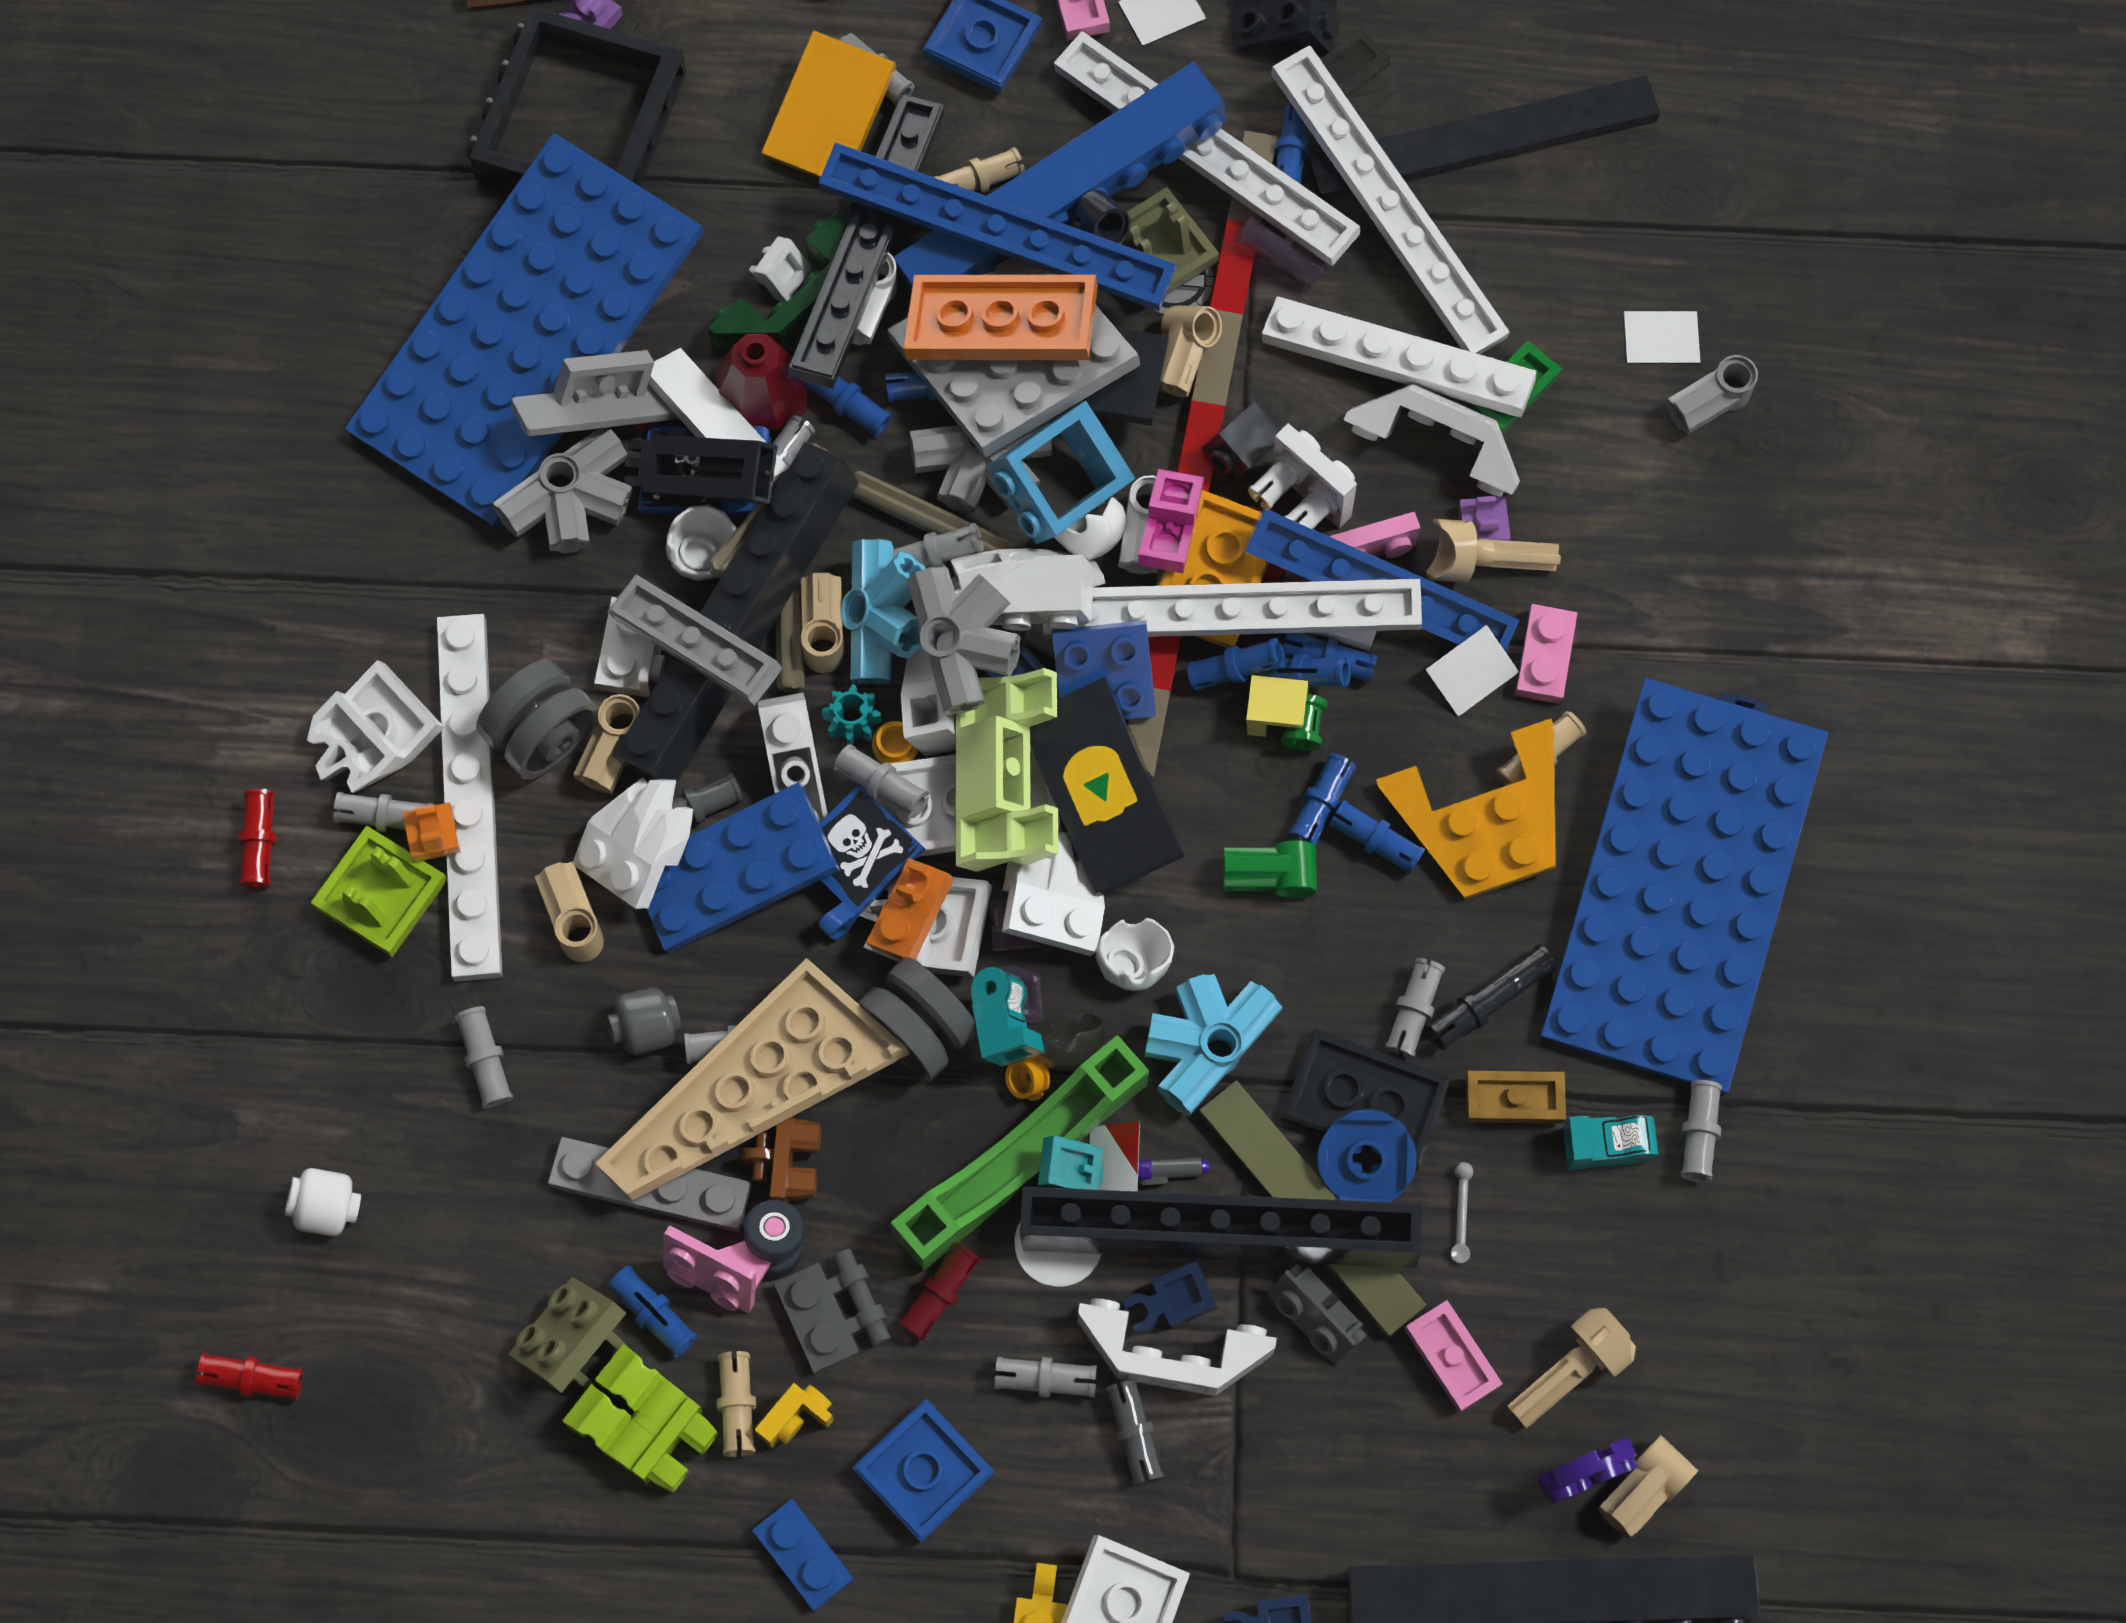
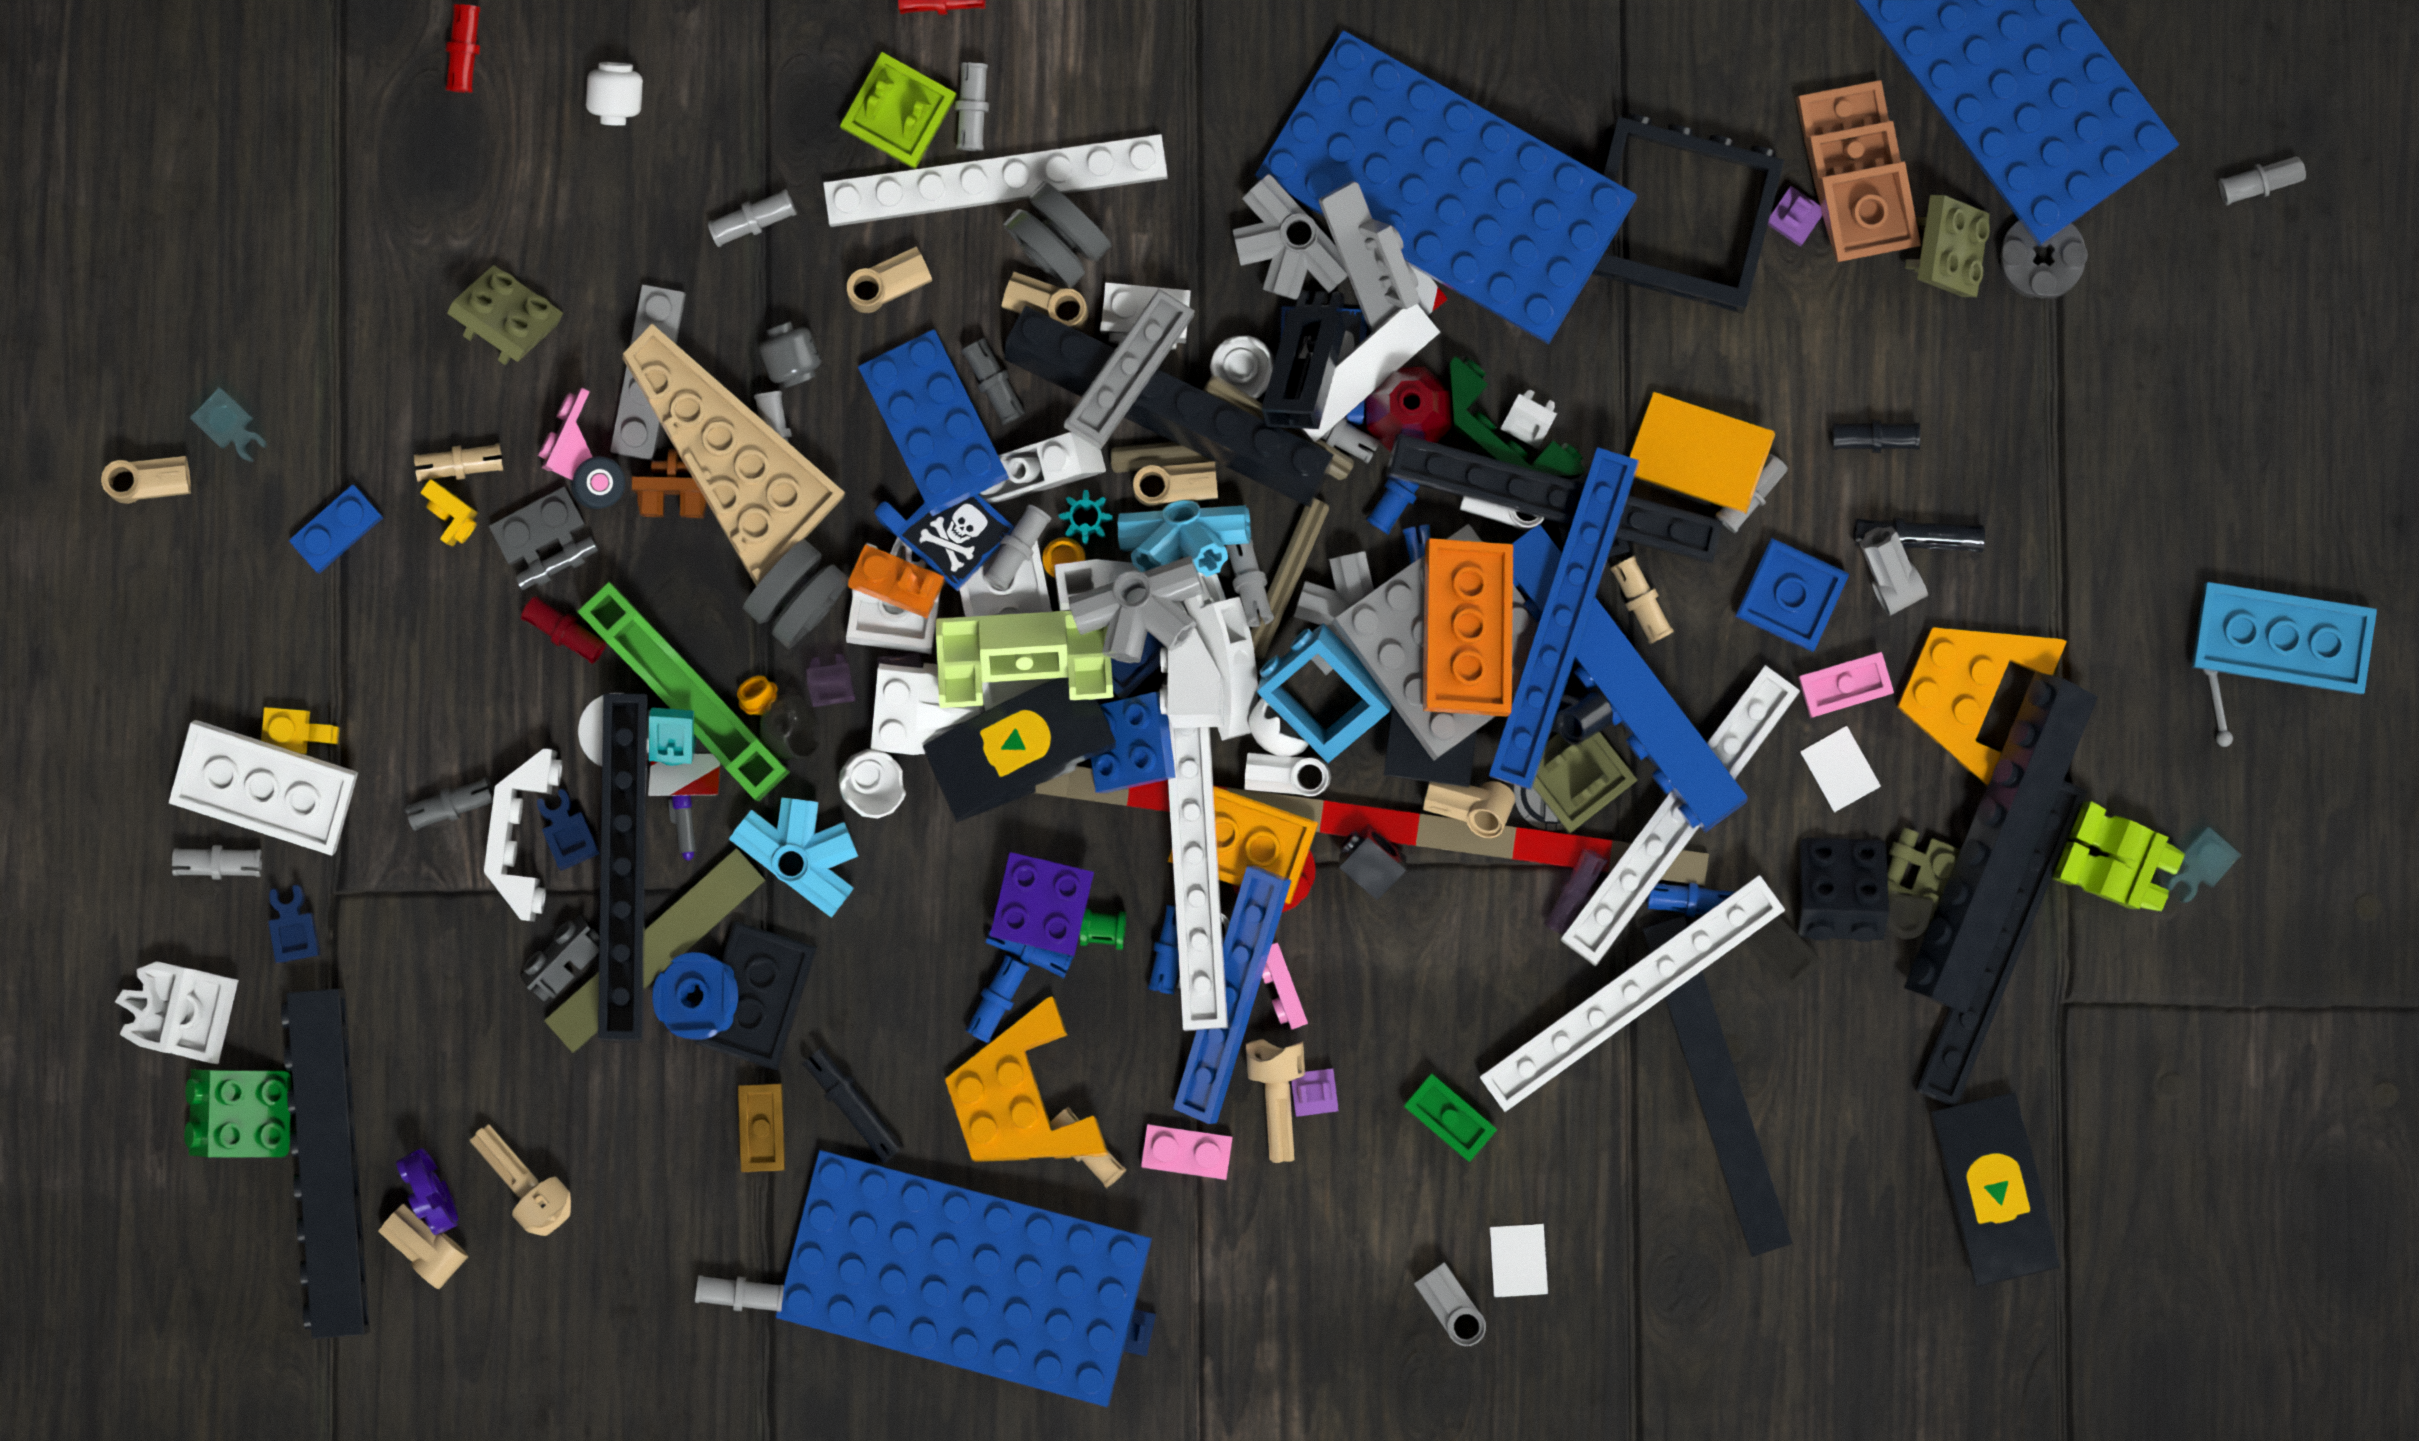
camera: 90 degrees right, 15 degrees up
(371, 729) = (1049, 88): white plate -> none
(431, 832) = (949, 151): orange tile -> none
(635, 840) = (949, 332): white plate -> none
(648, 1437) = (438, 394): lime hips -> none
(675, 1335) = (534, 384): blue pin -> none
(923, 1470) = (409, 625): blue plate -> none
(1001, 1018) = (798, 667): teal leg -> none
(1046, 1377) = (494, 725): light grey pin -> none
(1170, 521) = (1280, 796): dark pink slope -> none
(1236, 664) = (1150, 864): blue pin -> none
(1275, 703) = (1114, 902): light yellow panel -> none
(1277, 773) = (1042, 904): none -> dark purple plate
(1285, 869) = (960, 915): green piece -> none
(1323, 484) = (1349, 913): white plate -> none
(1329, 670) = (1147, 924): blue pin -> none
(1399, 356) = (1473, 1007): white plate -> none
(1415, 1008) = (839, 1036): light grey pin -> none
(1453, 1356) = (528, 1076): bright pink plate -> none
(1460, 1252) = (623, 1082): light grey hinge -> none
(1472, 670) = (1162, 1082): white sticker -> none
(1494, 464) = (1402, 1071): white slope -> none
(1609, 1141) = (725, 1212): teal leg -> none

